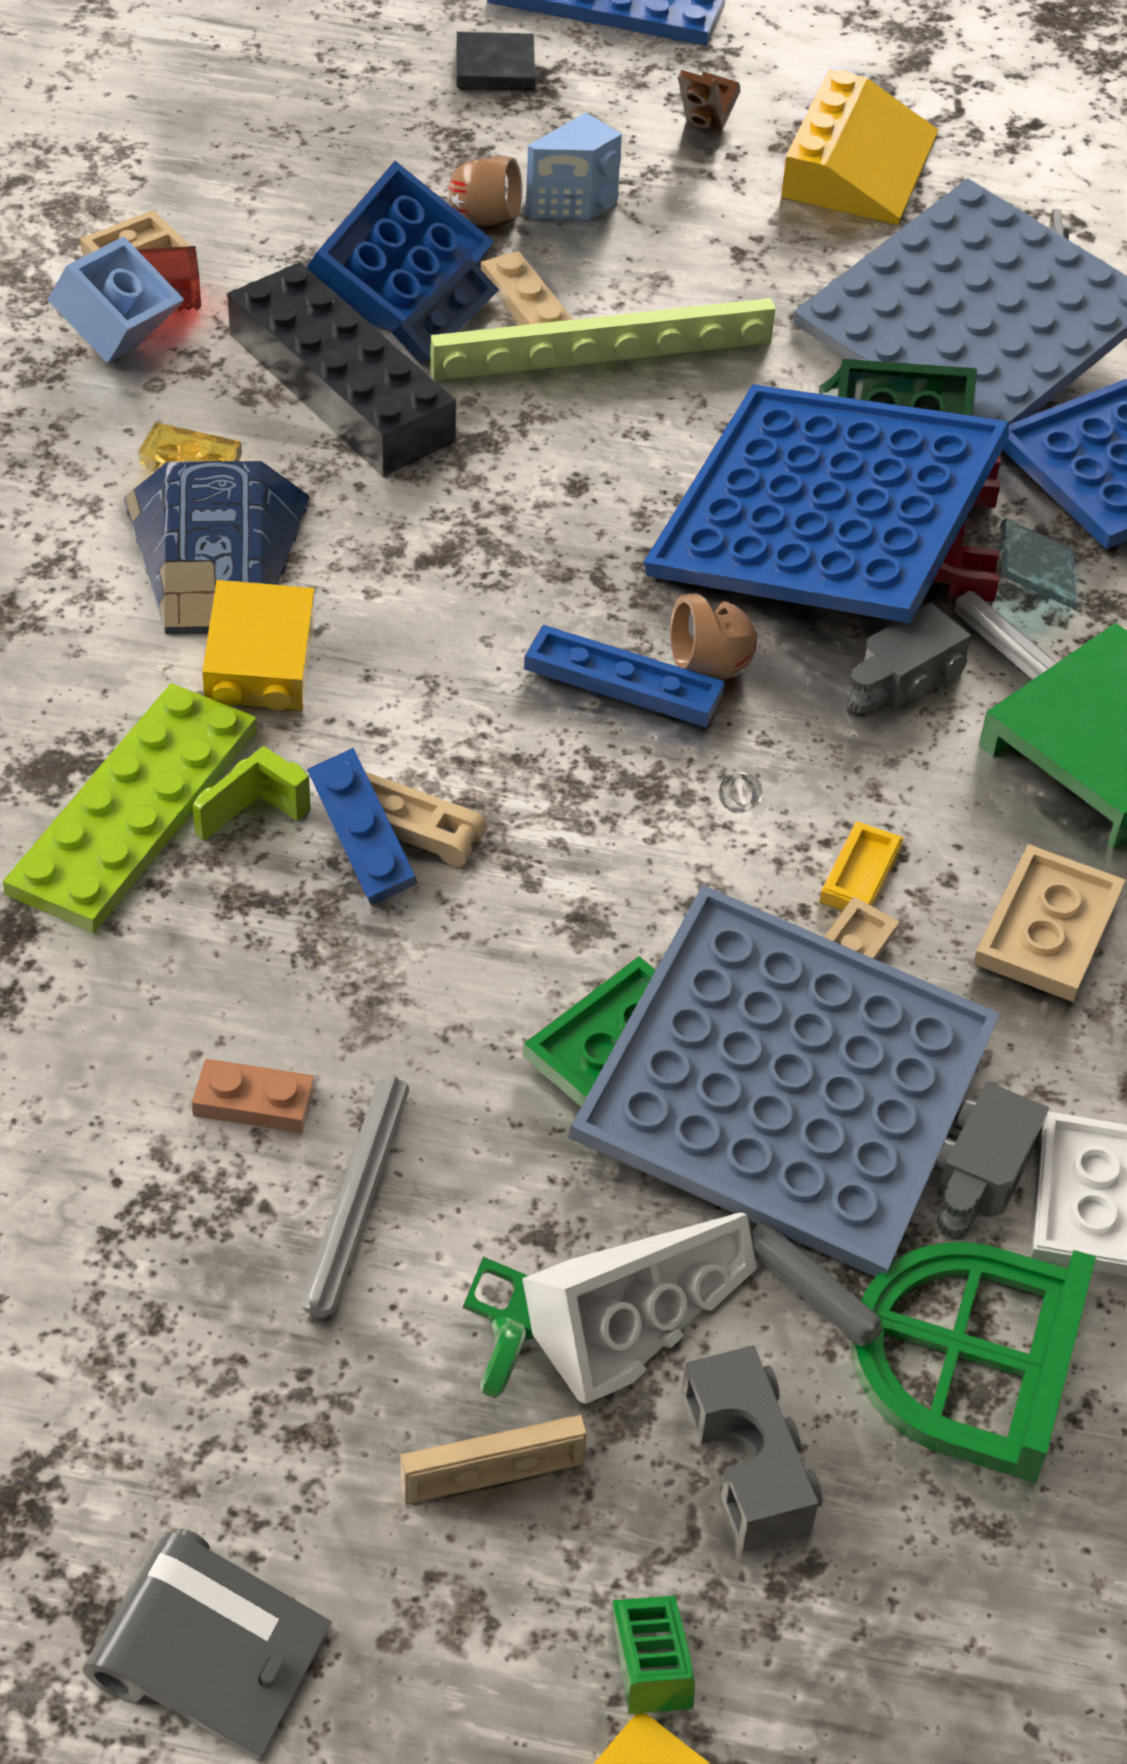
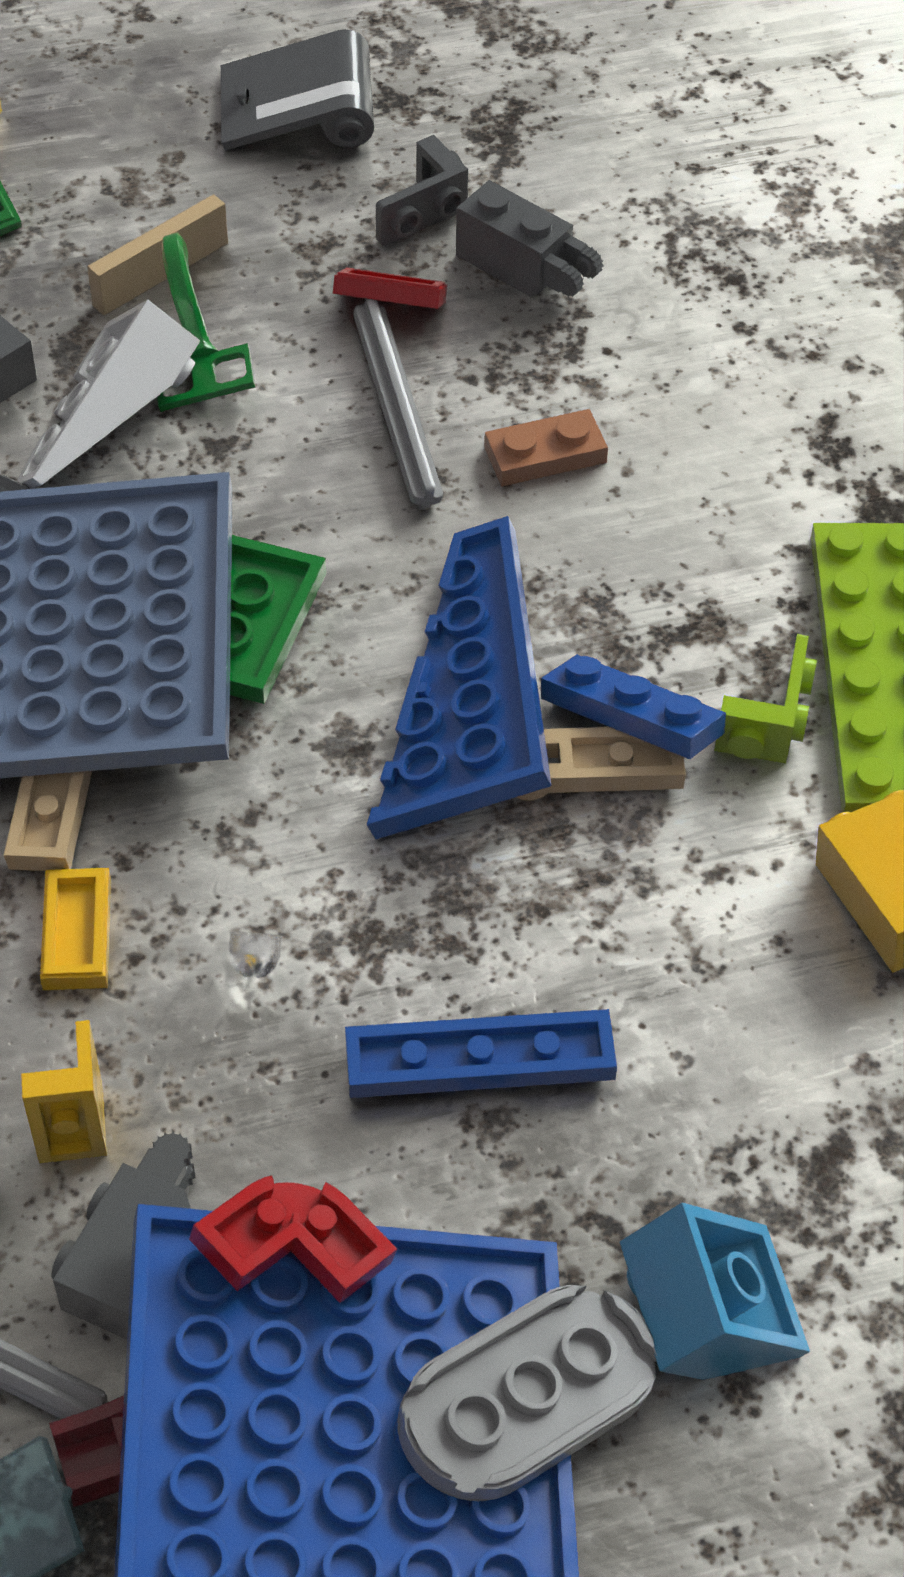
camera: 155 degrees right, 5 degrees up
(124, 1298) = (522, 243): none -> dark grey hinge
(164, 1402) = (435, 197): none -> dark grey bracket
(283, 1313) = (390, 288): none -> red tile
(480, 882) = (473, 698): none -> blue wing
(568, 504) = (712, 1293): none -> dark azure slope
(711, 485) = (526, 1392): none -> light grey tile
(721, 642) = (390, 1126): medium nougat helmet -> none
(817, 571) = (281, 1218): none -> red plate
(923, 717) = (68, 1106): none -> yellow panel

